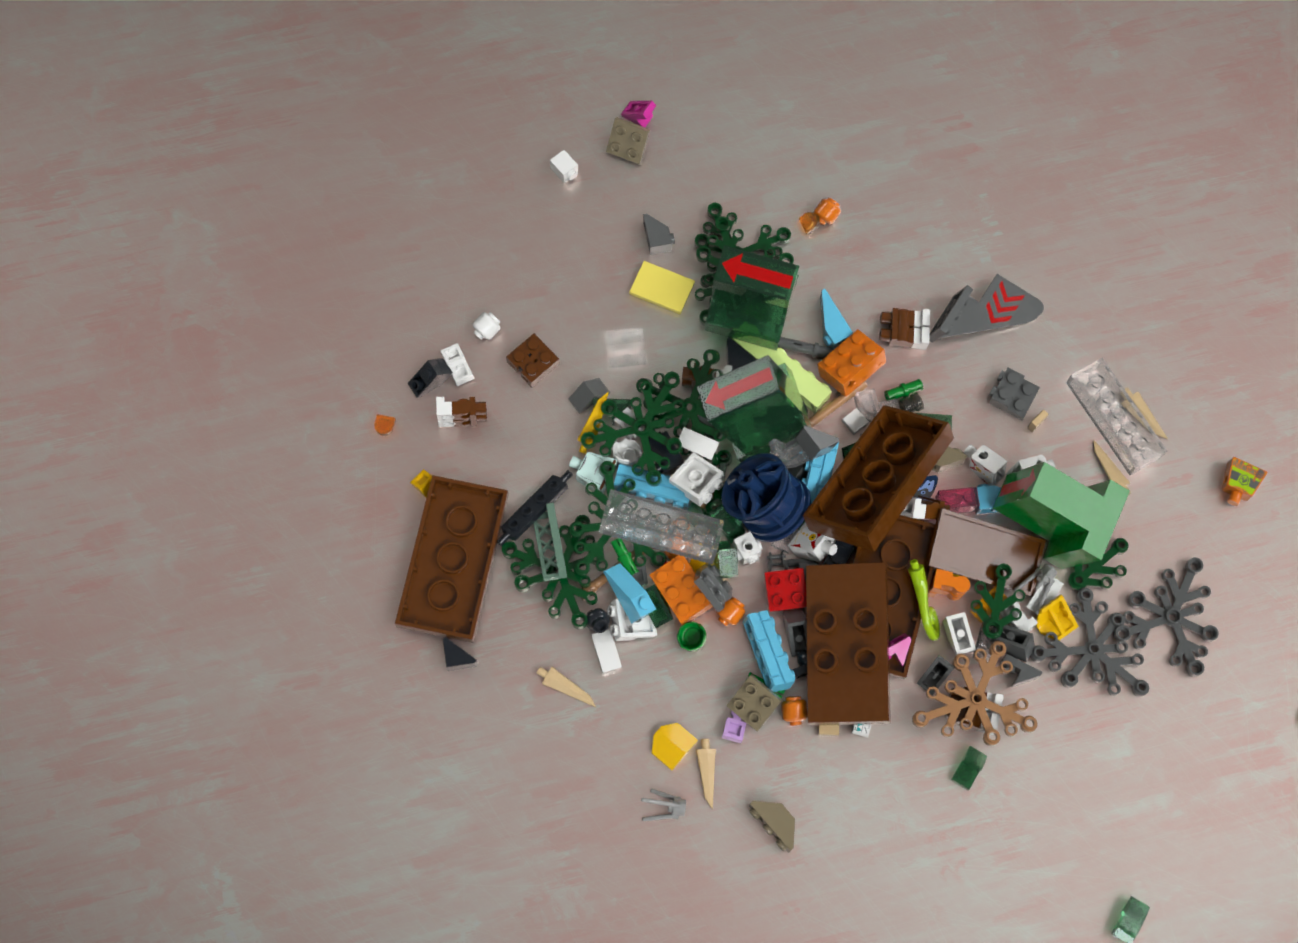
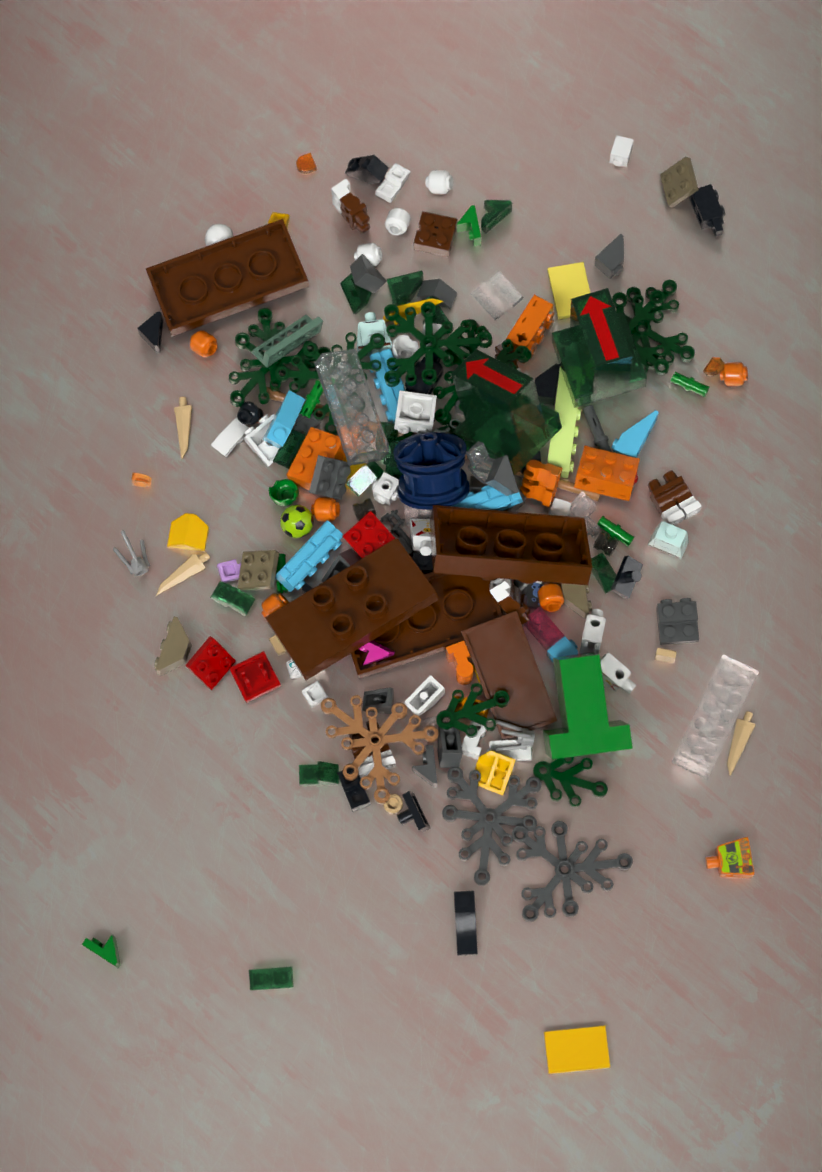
camera: 65 degrees right, 0 degrees up
(402, 543) = (217, 233): none -> white hair
(499, 383) = (397, 221): none -> white head
(500, 619) = (203, 343): none -> orange head
(514, 427) = (371, 252): none -> white head
(533, 439) = (366, 275): none -> dark grey slope
(534, 507) = (310, 310): black plate -> none
(541, 459) = (355, 295): none -> clear green slope
(543, 324) = (470, 223): none -> green slope
(548, 298) = (497, 211): none -> clear green slope
(566, 418) = (404, 287): none -> clear green slope
(595, 755) = (141, 480): none -> clear orange tile
(639, 112) = (715, 176): dark pink slope -> none
(667, 136) = (707, 209): none -> black hinge
(680, 337) = (532, 324): none -> orange piece
(698, 443) = (446, 395): white slope -> none
(728, 642) = (296, 521): none -> lime piece
(752, 579) = (362, 509): none -> clear smoke wheel
(761, 741) = (232, 597): none -> clear green slope
(812, 250) = (689, 384): none -> green pin
(813, 798) = (210, 663): none -> red plate
(827, 416) = (541, 481): none -> orange legs
(847, 767) = (255, 677): none -> red plate
(896, 728) = (314, 694): none -> white tile
(928, 613) = (418, 661): lime plant -> none
(936, 479) = (550, 597): none -> orange head
(942, 351) = (669, 539): none -> light aqua torso
(951, 406) = (627, 576): none -> tile
(999, 307) = (750, 564): dark grey piece -> none
(1006, 747) = (354, 792): none -> black slope
(1037, 716) = (394, 805): none -> tan tile
(1053, 709) = (413, 812): none -> black tile
(1110, 468) = (663, 748): tan bar -> none
(1174, 725) = (465, 923): none -> black slope

